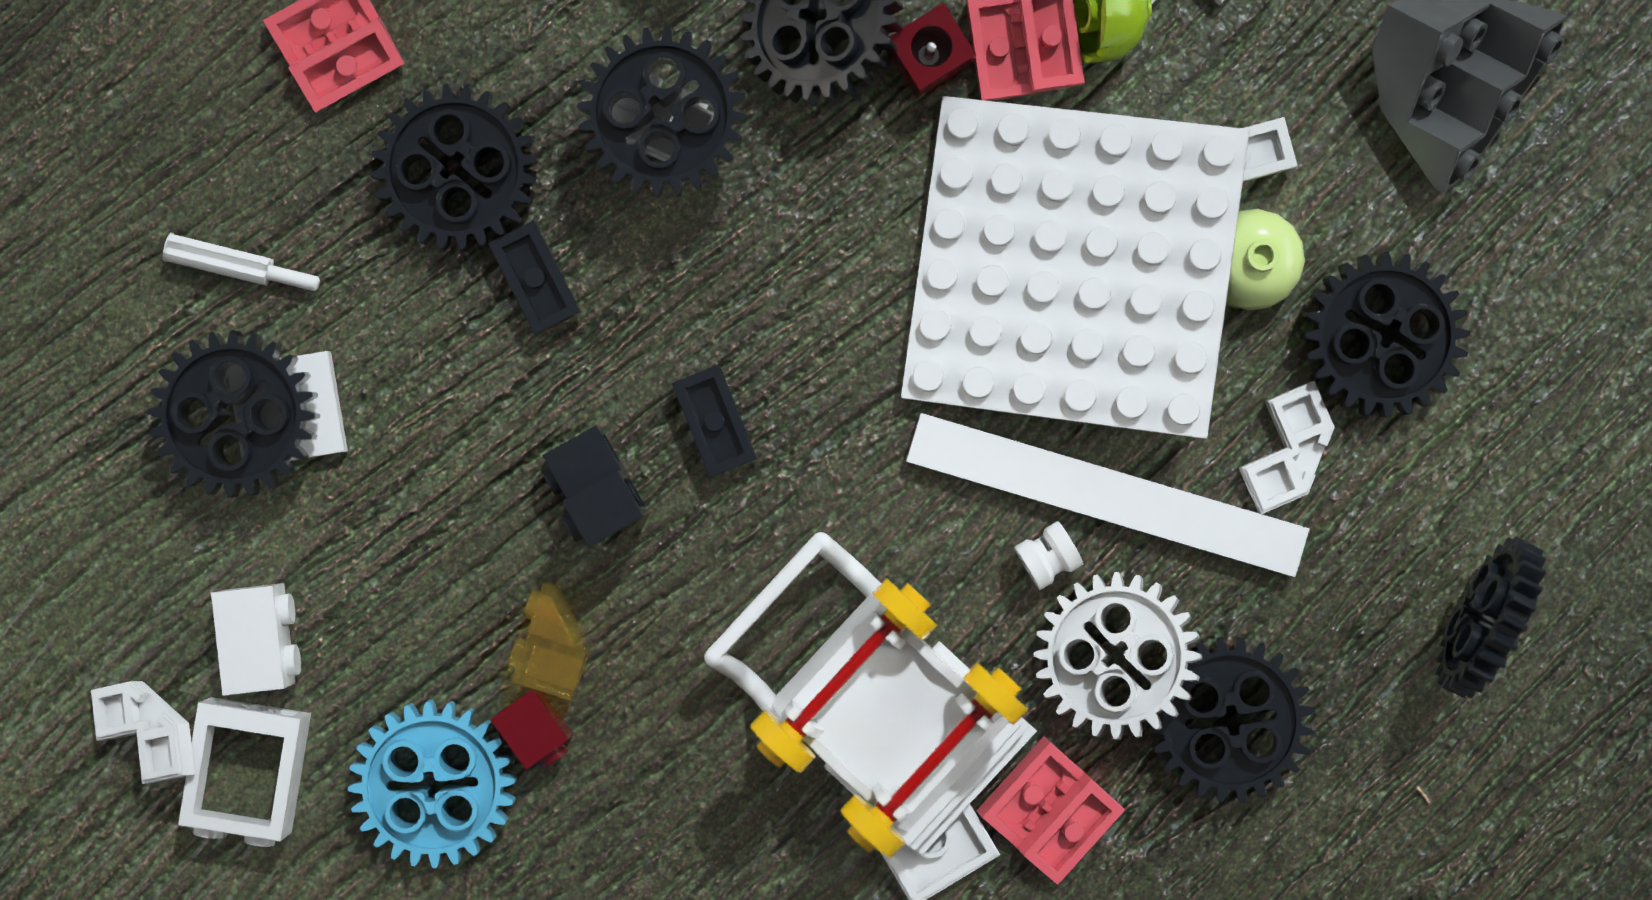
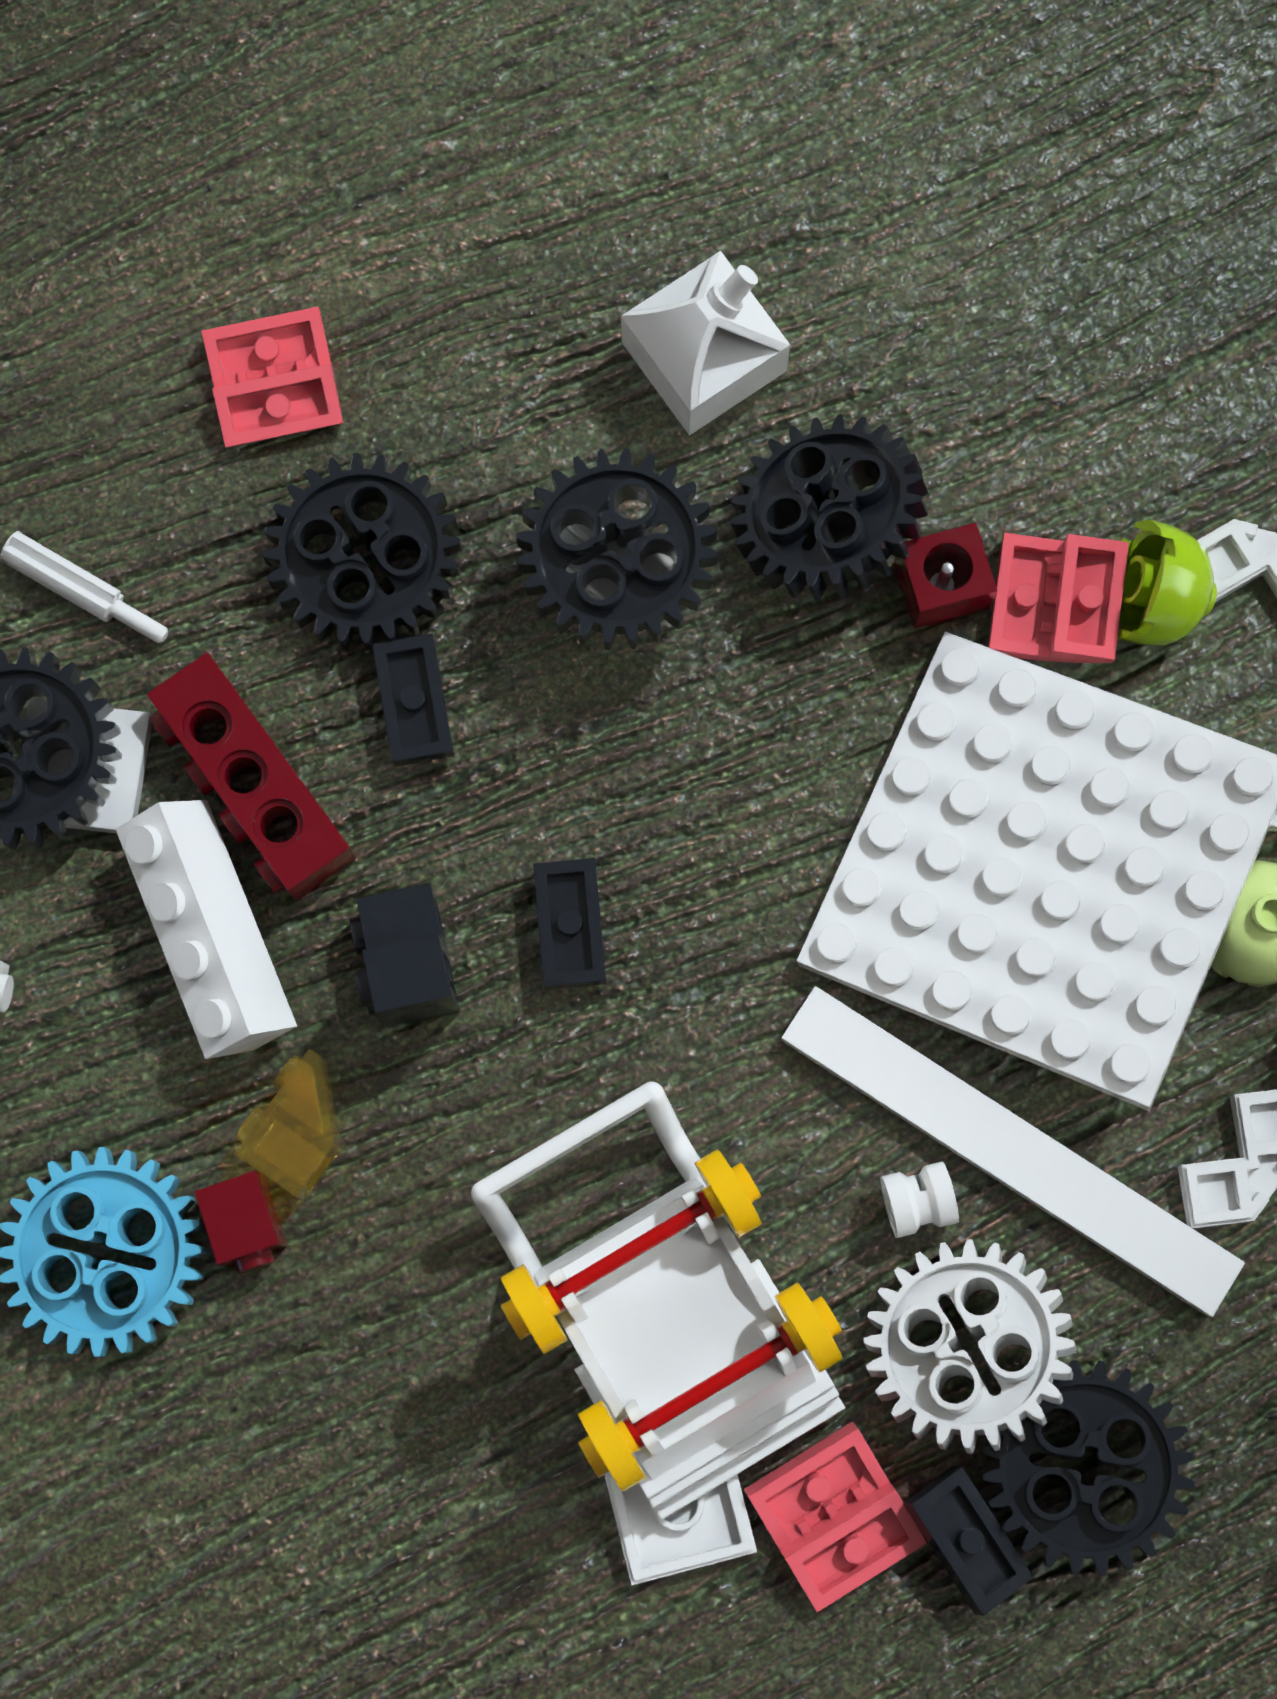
camera: 15 degrees right, 10 degrees down
(352, 342) = (205, 694): none -> dark red brick
(430, 511) = (205, 927): none -> white brick
(1155, 799) = (968, 1540): none -> black plate

